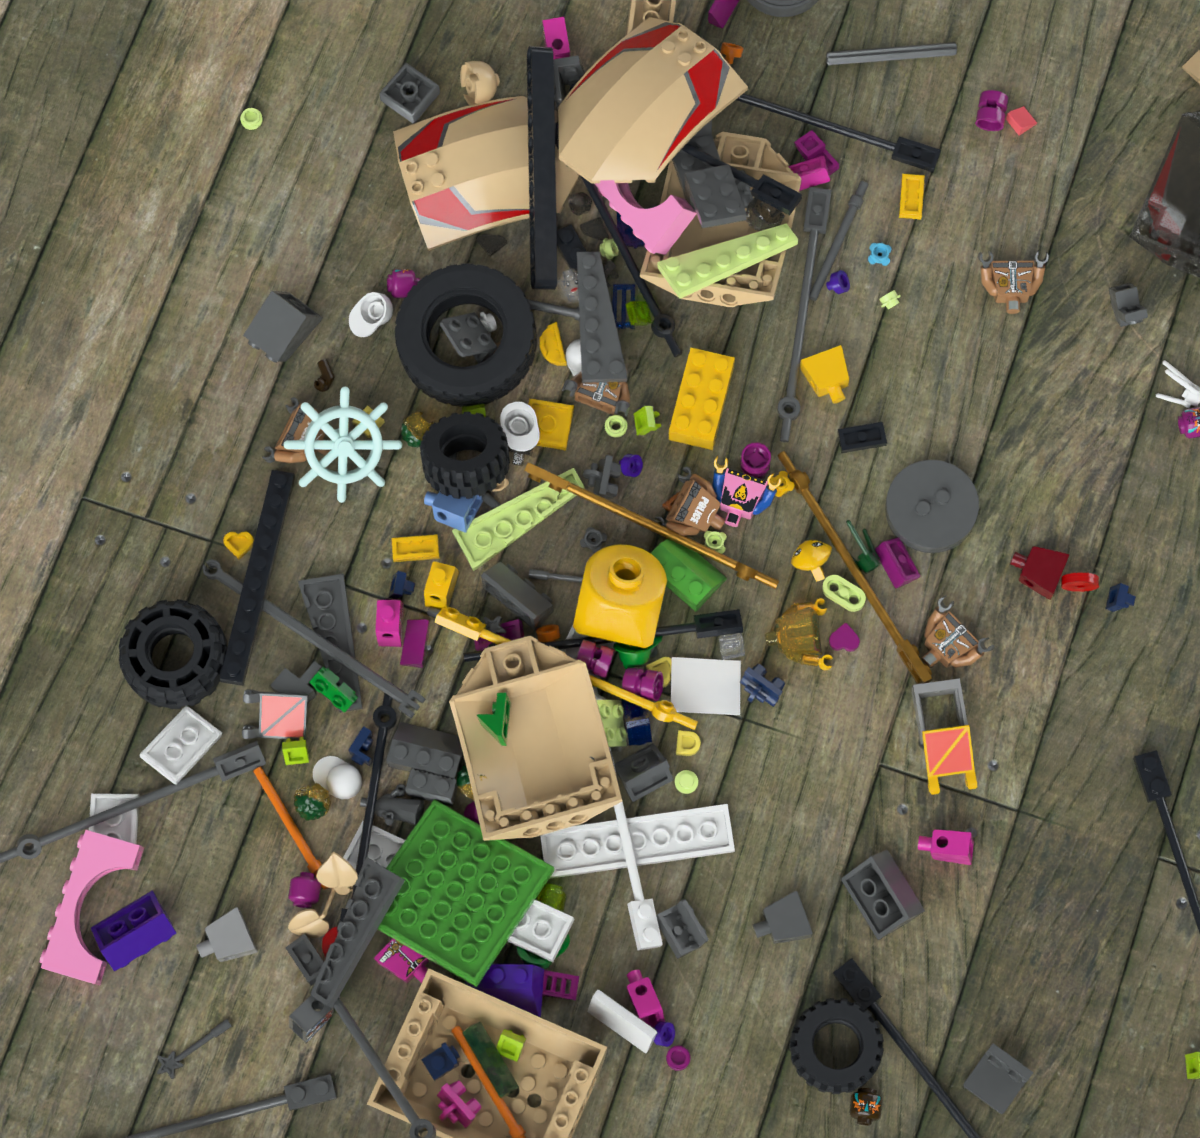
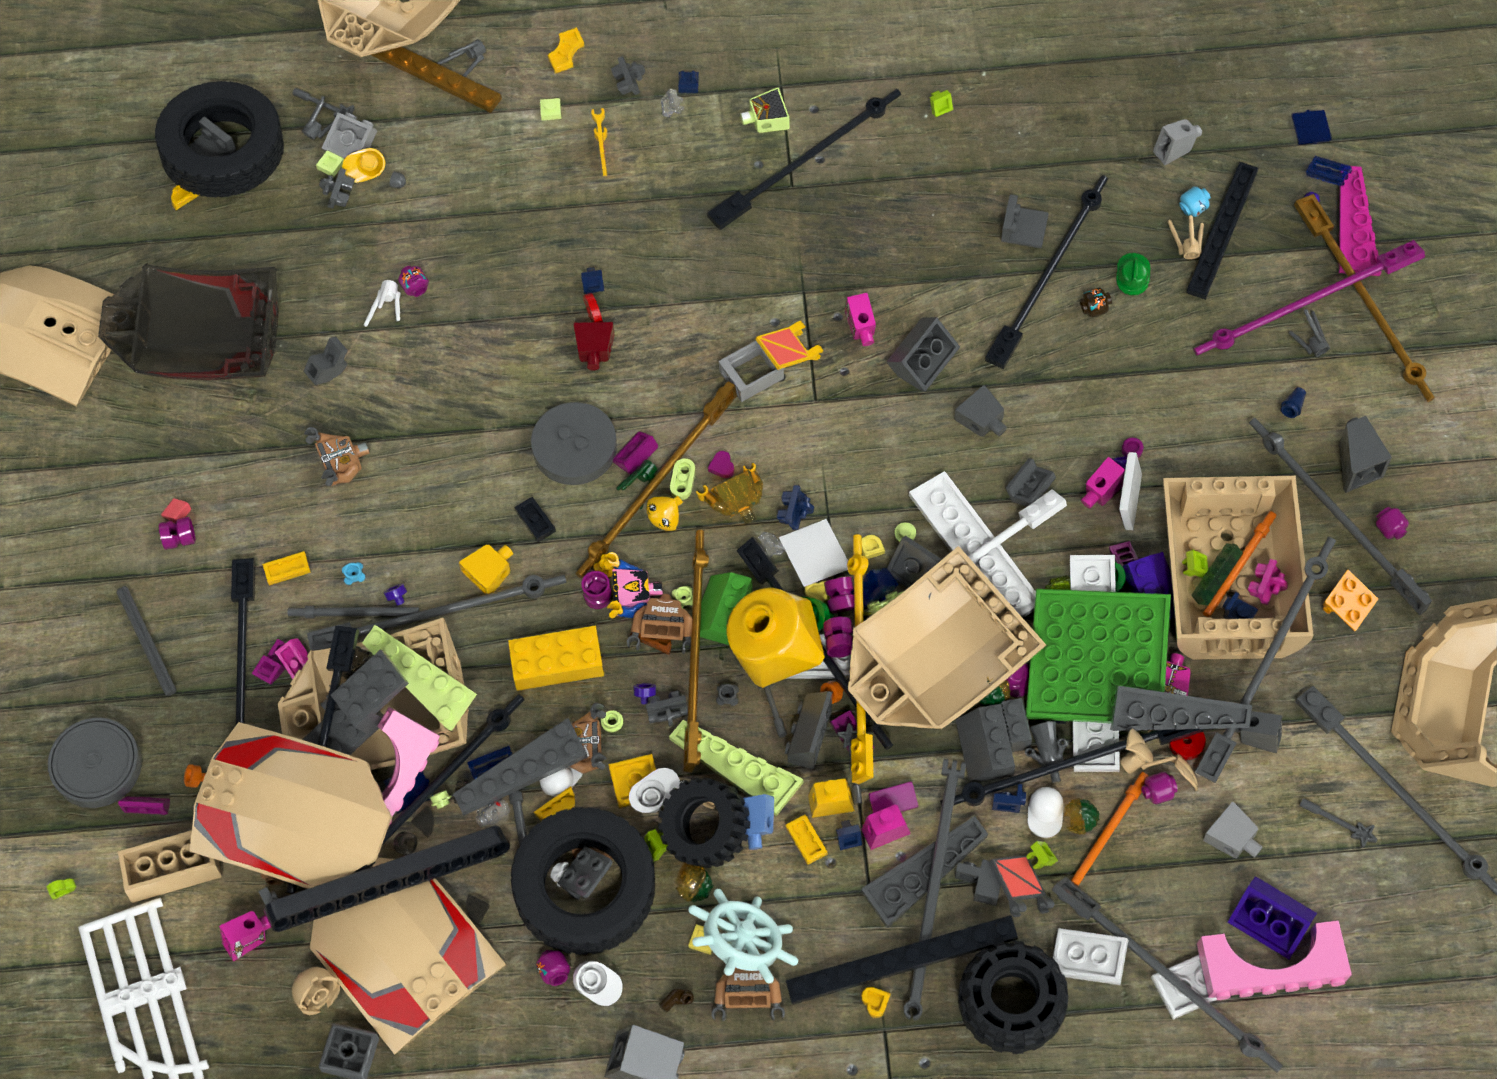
camera: 115 degrees left, 10 degrees down
(325, 683) = (975, 832): green hinge -> none
(498, 722) = (941, 680): green slope -> none
(569, 245) = (454, 828): black plate -> none
(638, 313) = (495, 744): clear neon green plate -> none
(645, 420) = (597, 694): lime tile -> none
(869, 1040) = (1068, 313): black tyre -> none
(890, 299) = (394, 547): yellowish green plate -> none
(950, 640) = (688, 382): medium nougat torso -> none

